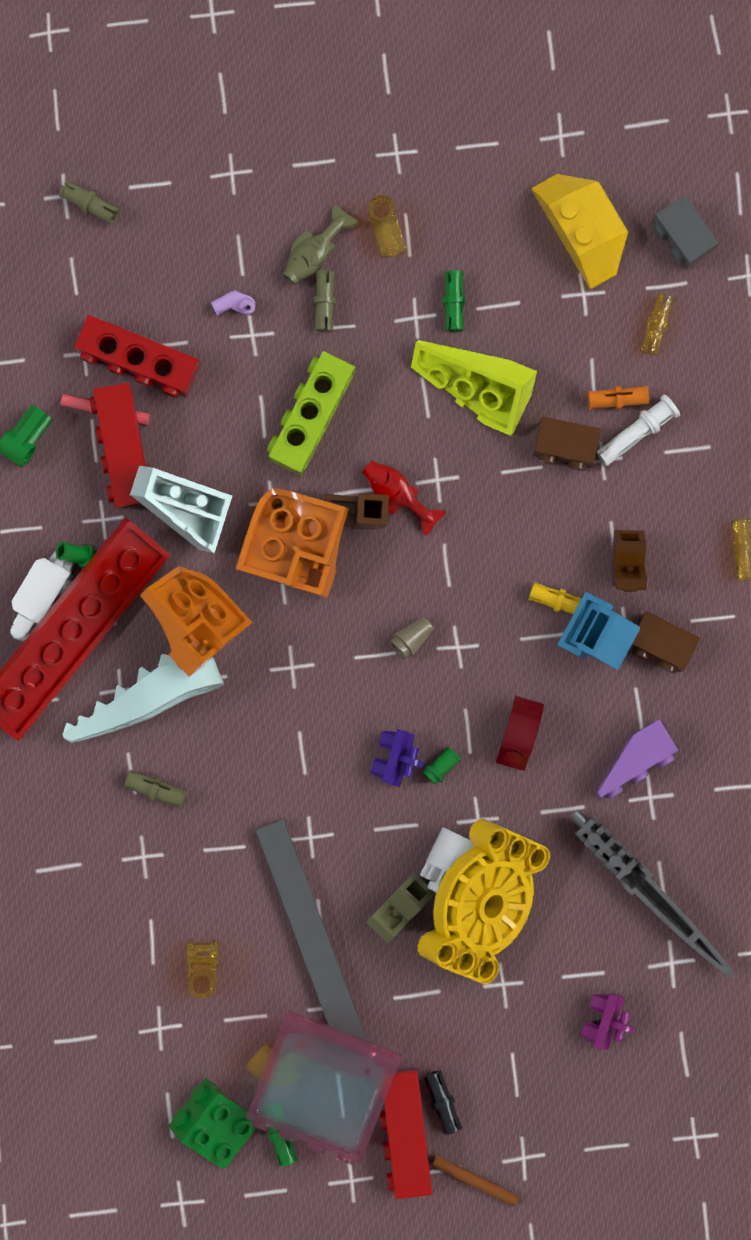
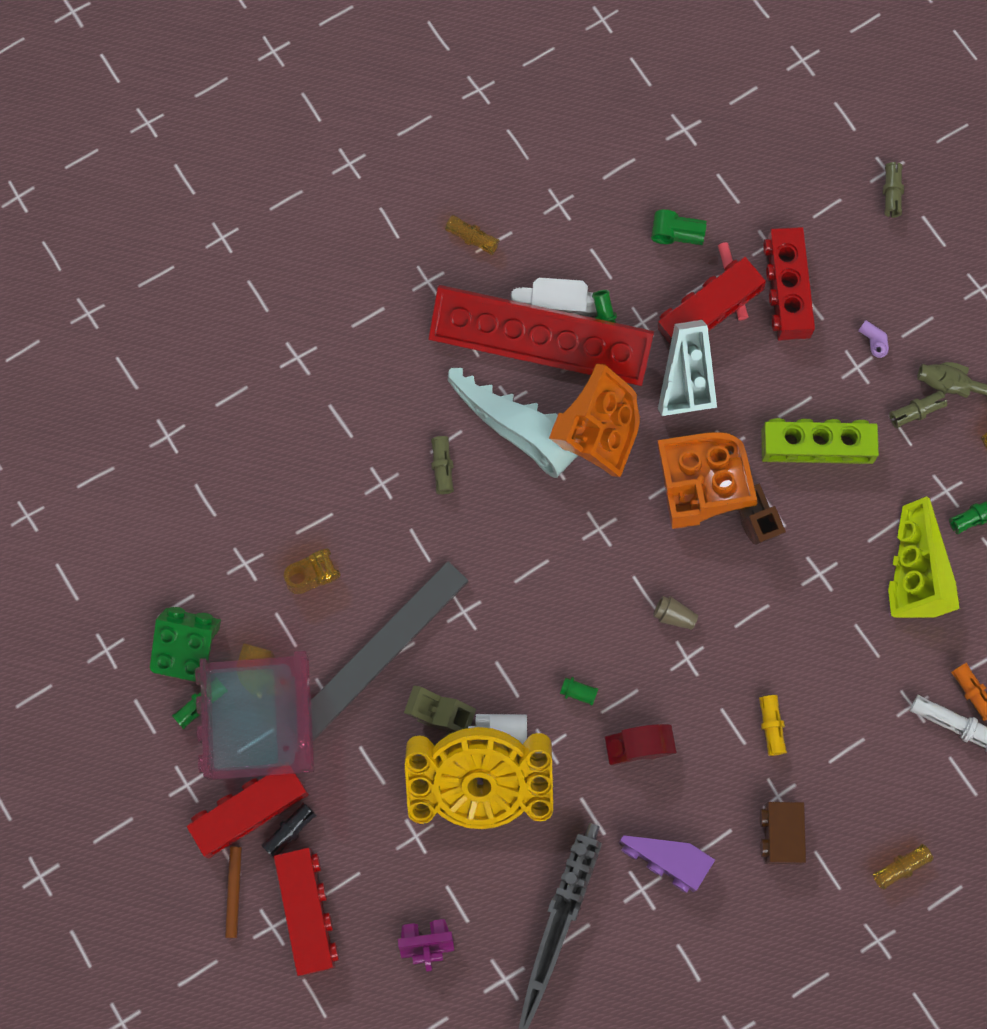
camera: 65 degrees right, 10 degrees down
(390, 482) = (791, 546): red animal -> none
(401, 757) = (567, 652): dark purple hips -> none
(526, 1121) = (305, 912): none -> red brick
(566, 443) = (911, 665): reddish brown brick -> none
(598, 632) = (763, 769): dark azure plate -> none
(629, 560) = (839, 767): reddish brown brick -> none

